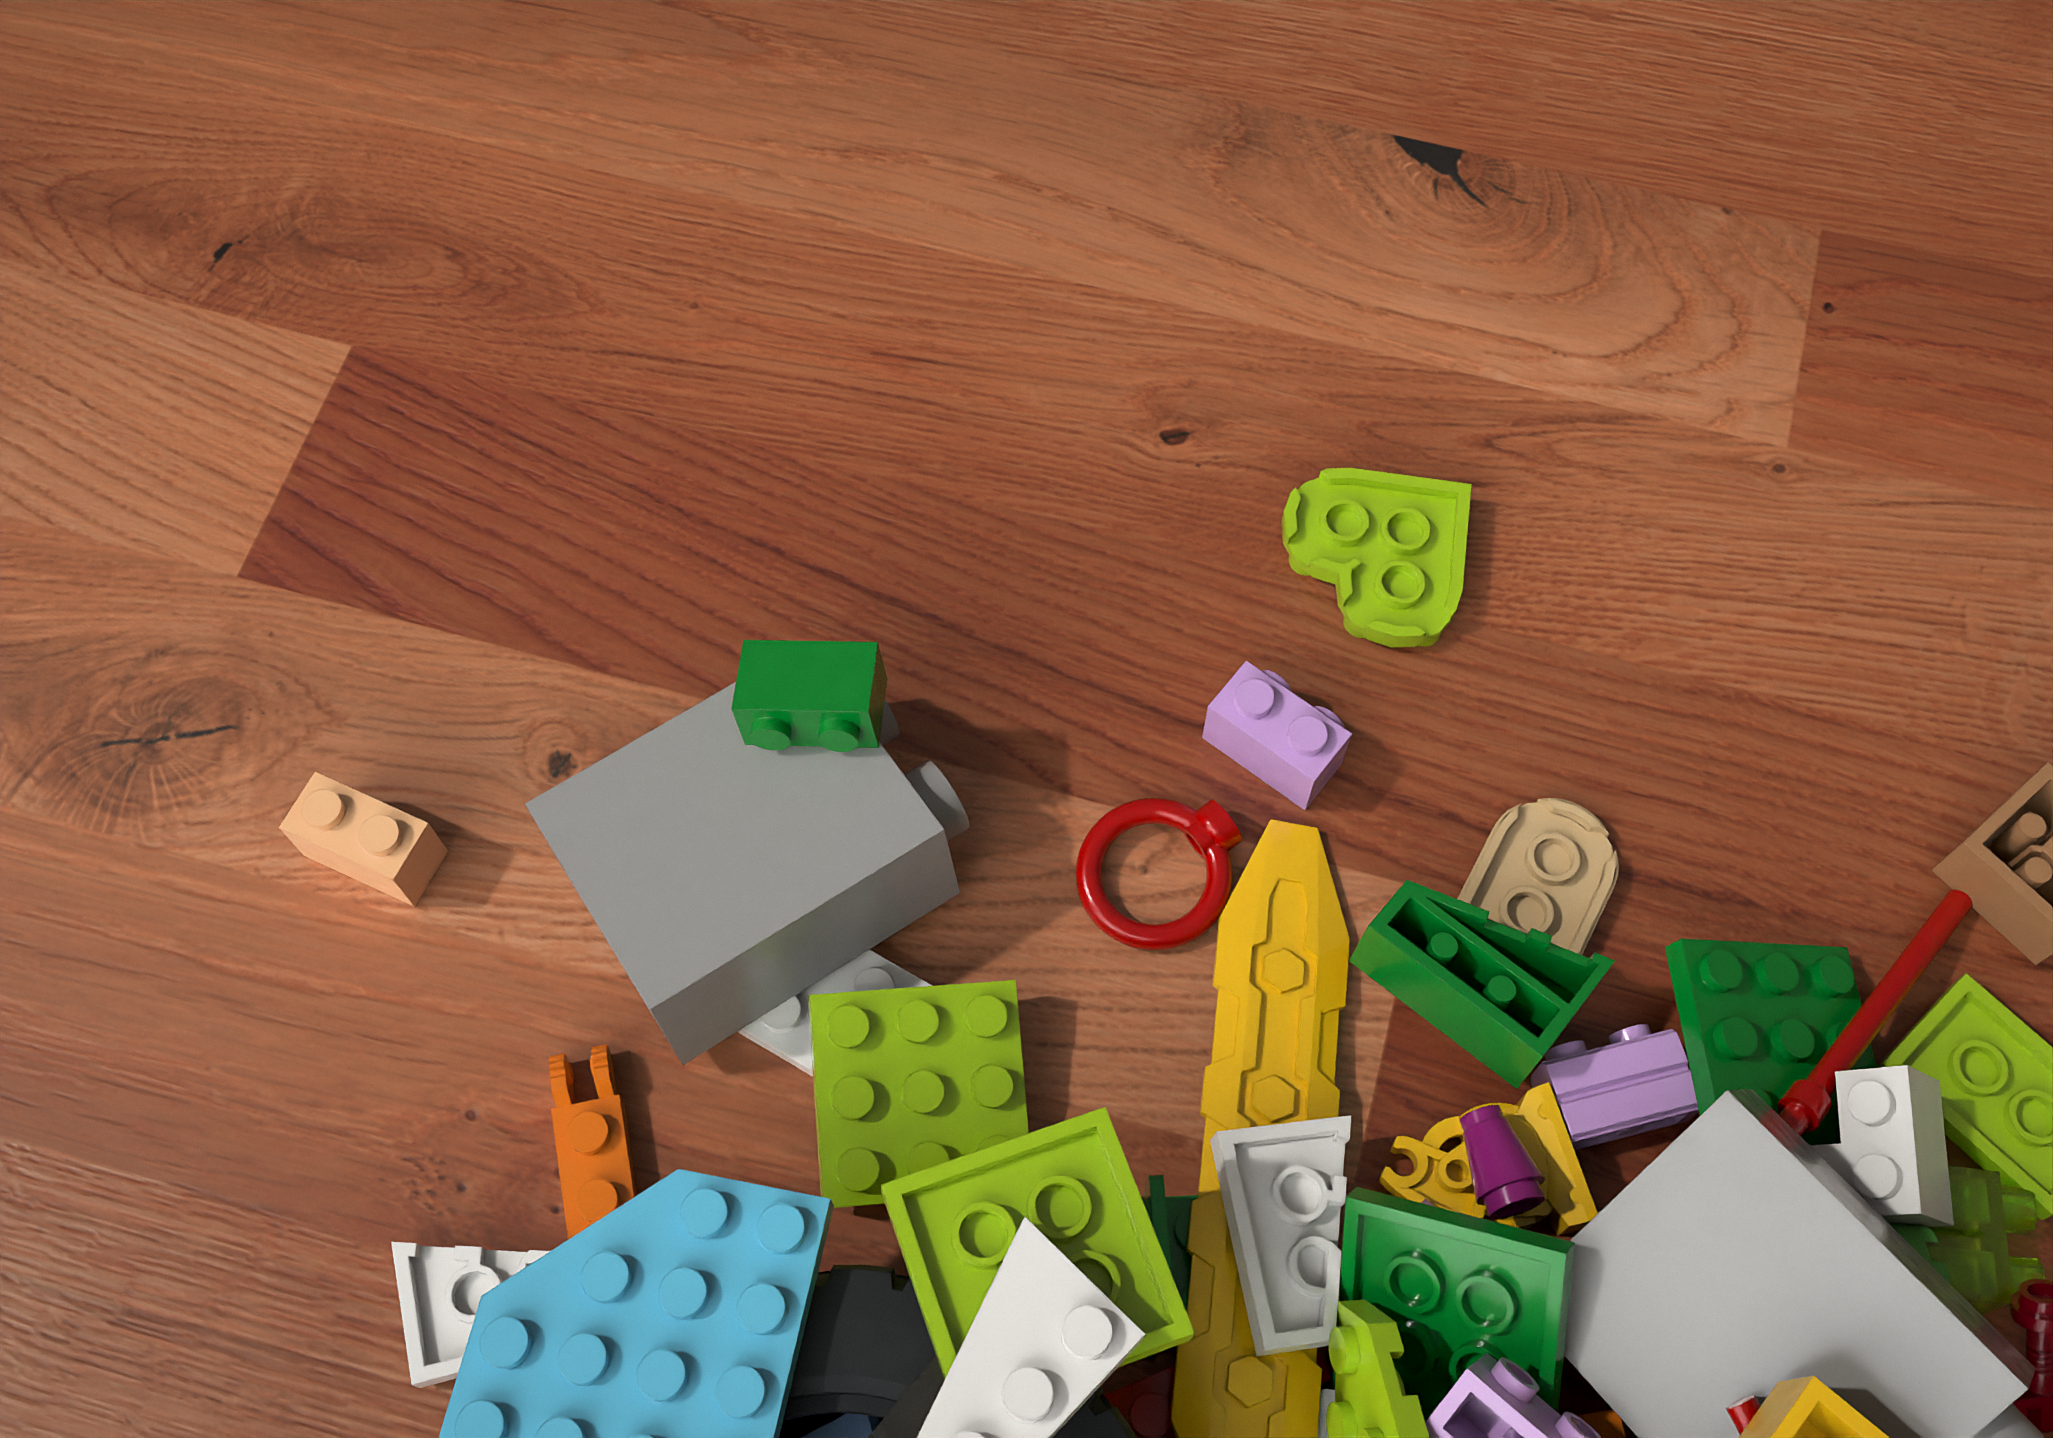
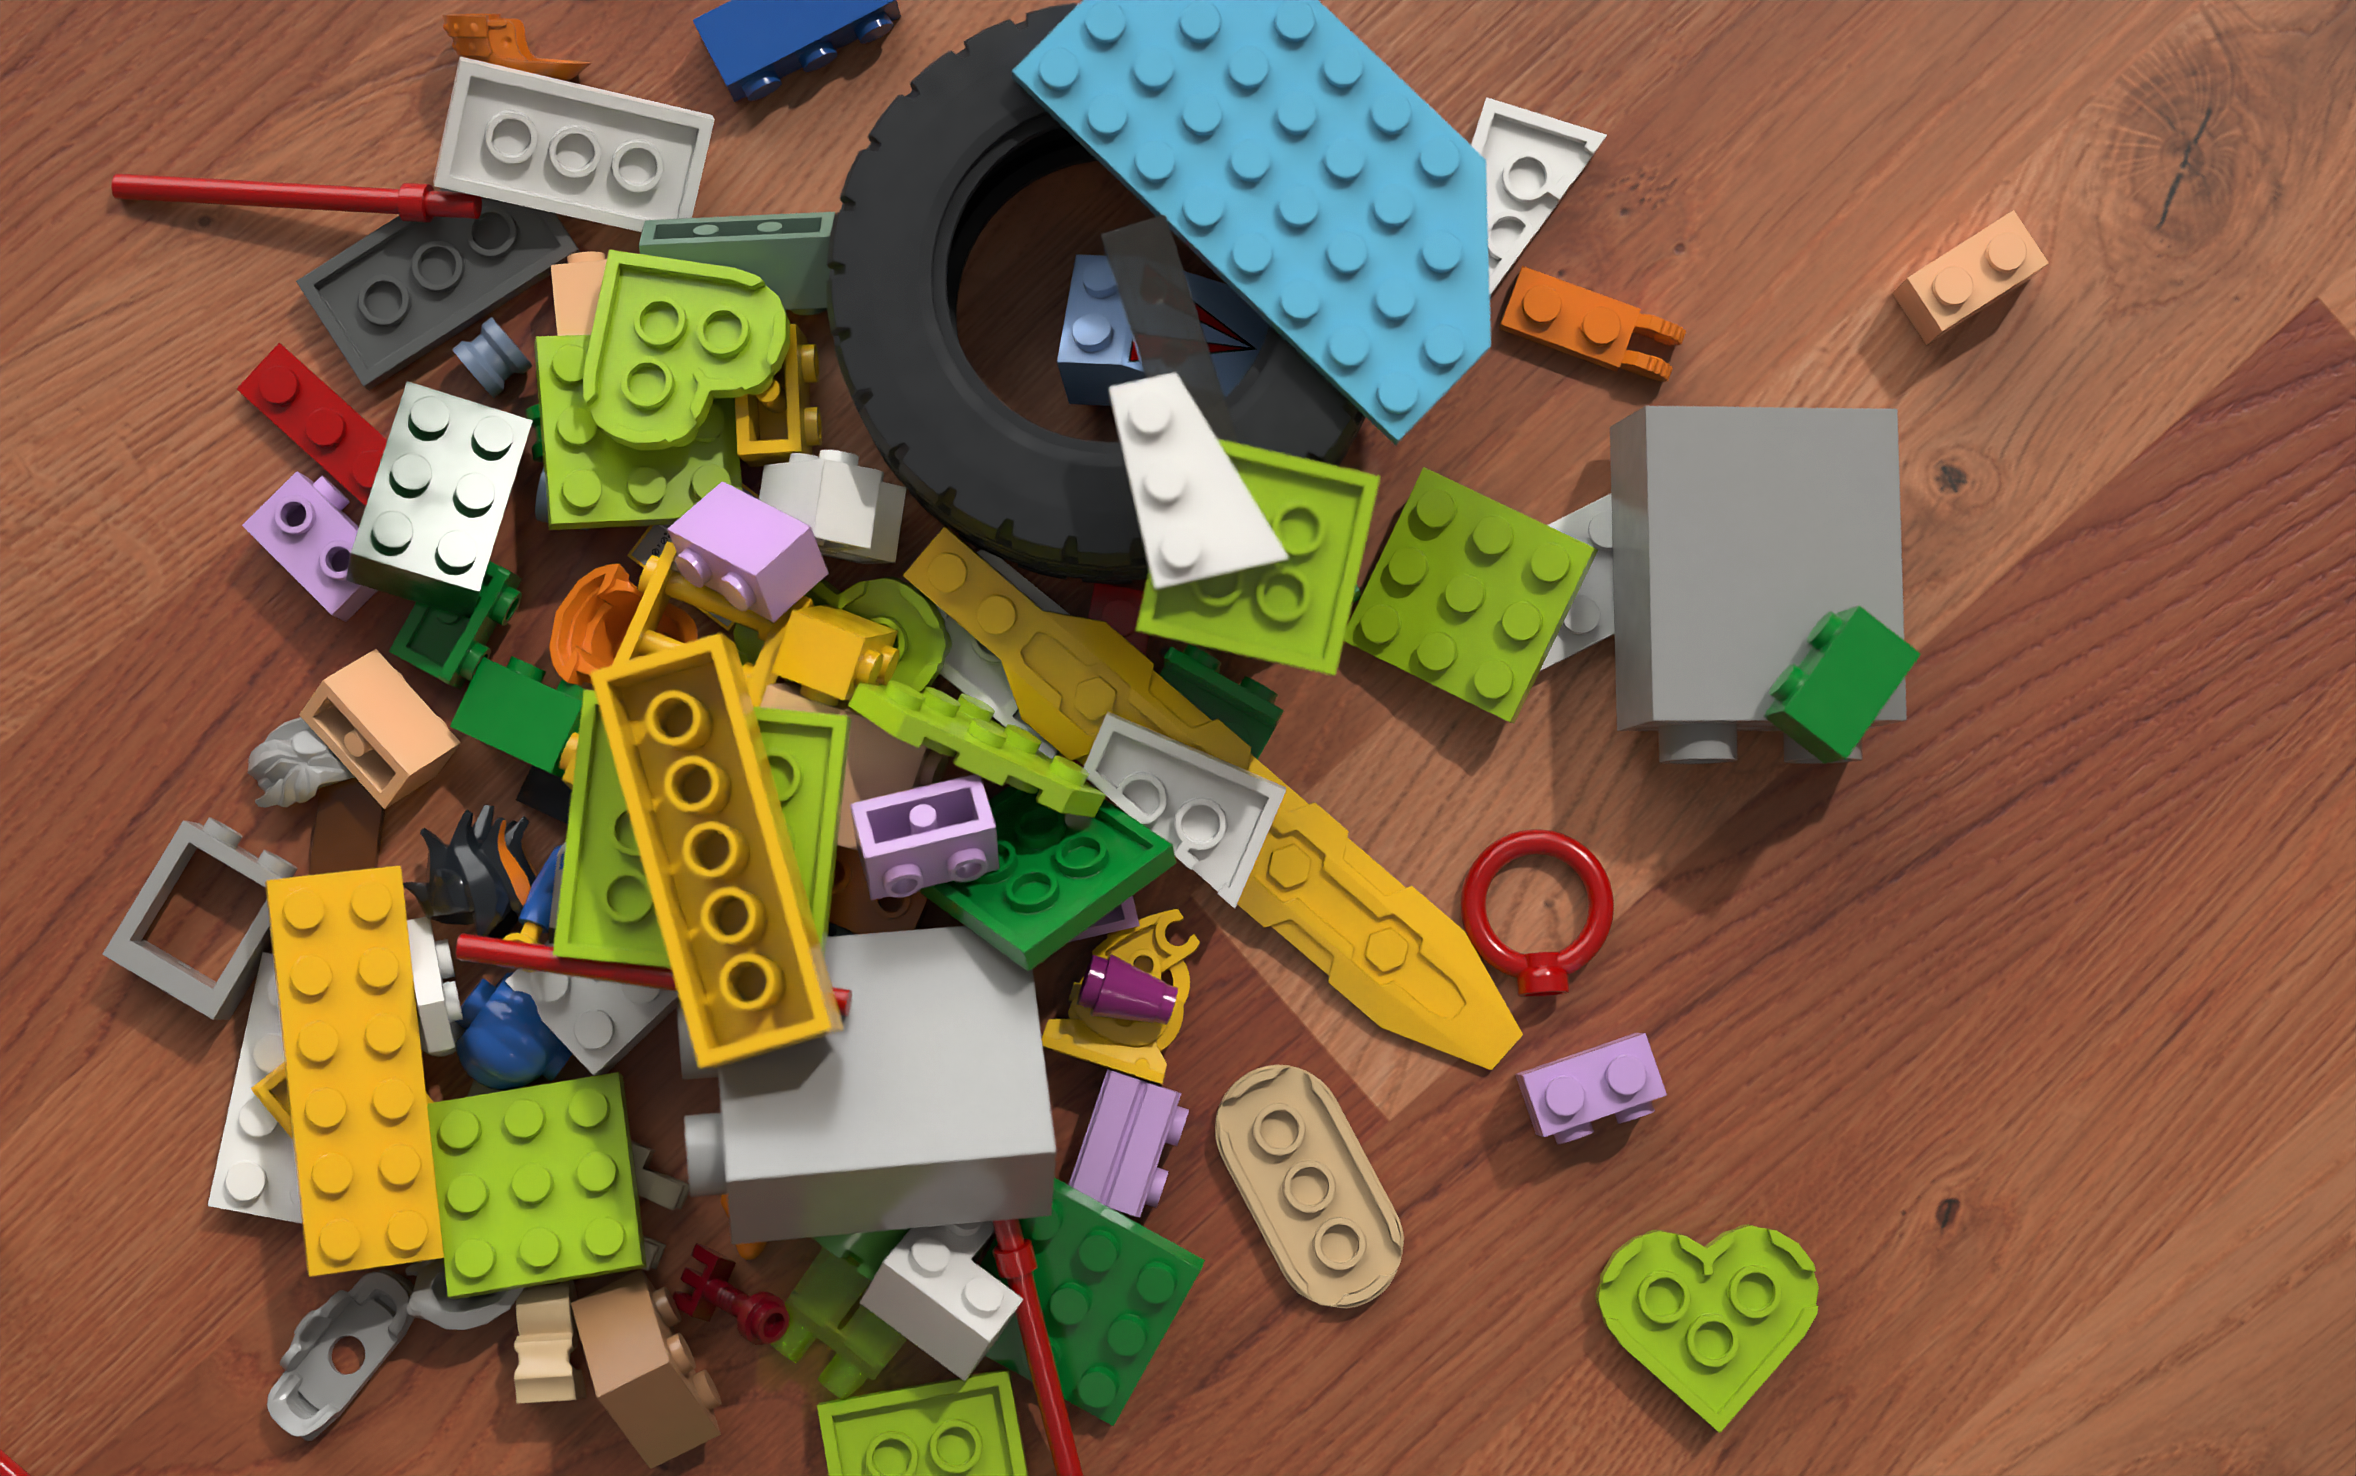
camera: 120 degrees right, 20 degrees up
(1475, 978) = (1275, 1087): green wedge -> none

